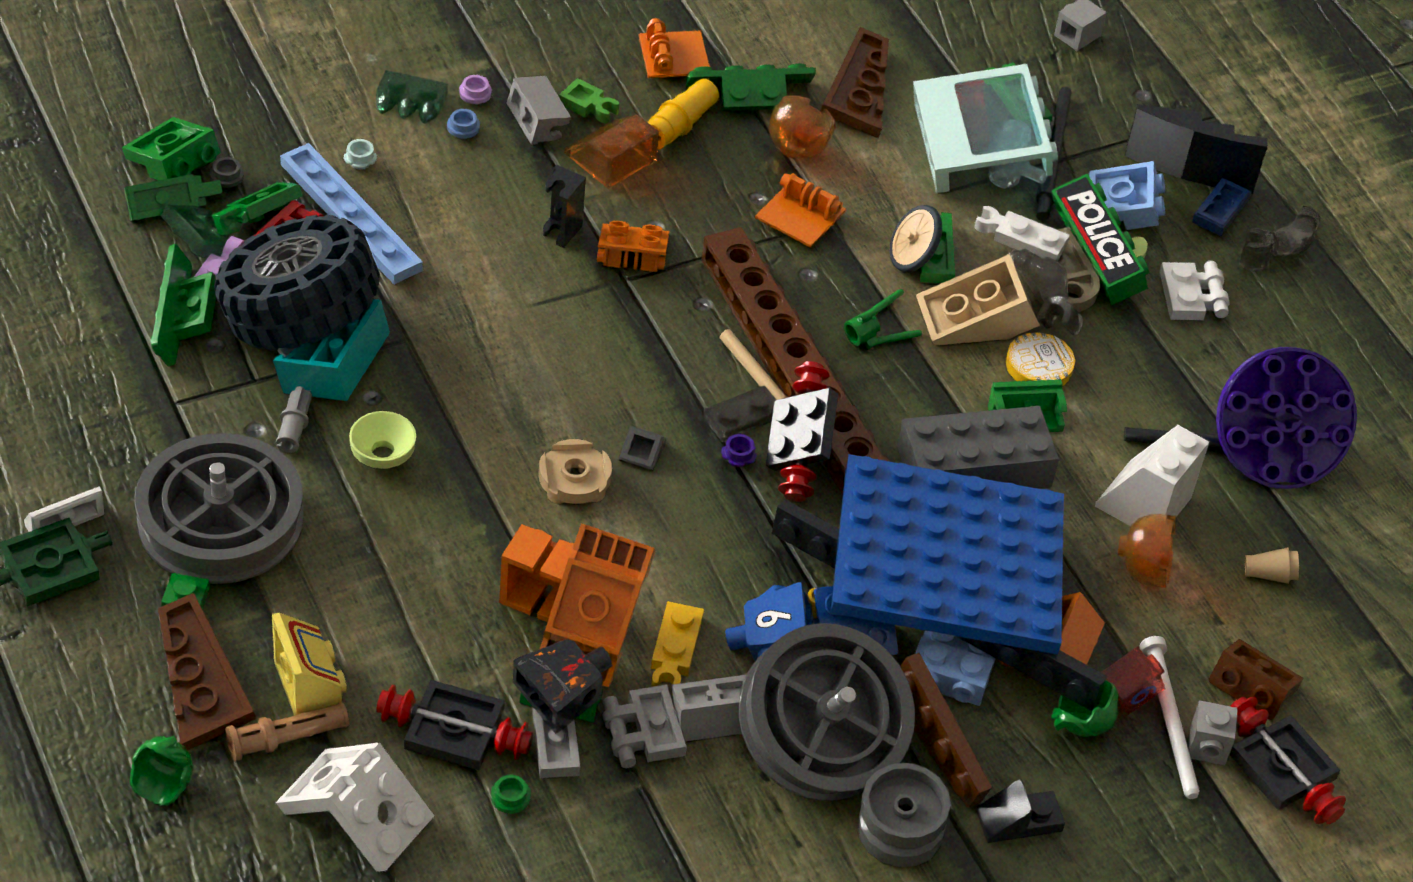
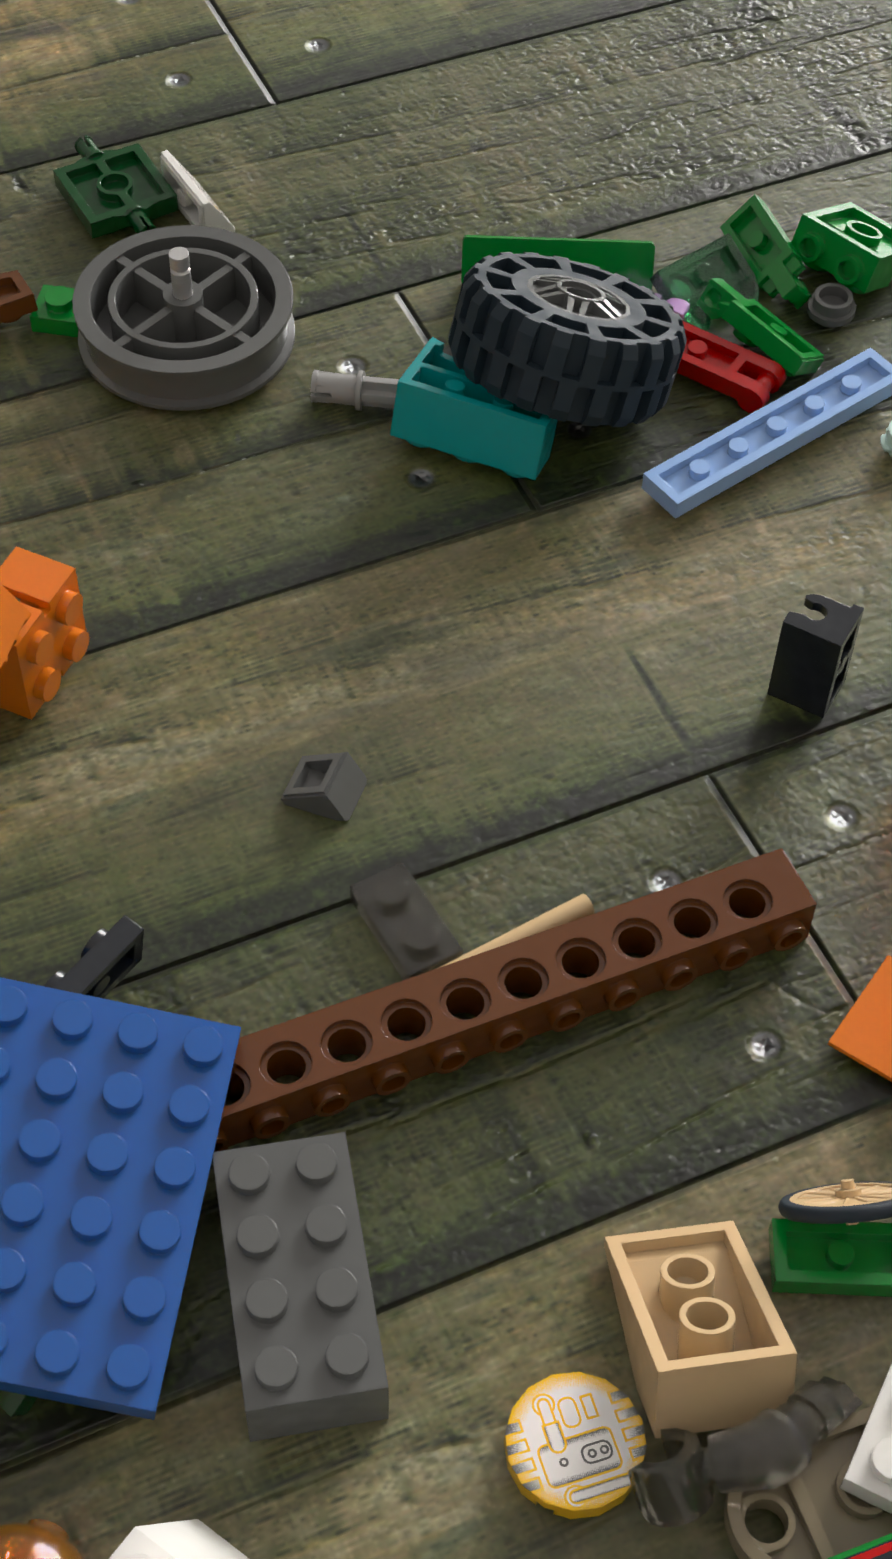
camera: 95 degrees right, 5 degrees up
(382, 430) = (310, 457): yellowish green piece -> none
(570, 488) = (263, 719): tan plate -> none
(619, 237) = (778, 771): orange hinge -> none
(739, 450) = (312, 898): dark purple plate -> none
(802, 431) = (321, 972): plate -> none
(866, 325) = (623, 1116): green plant -> none
(1042, 393) = (431, 1398): green hinge -> none

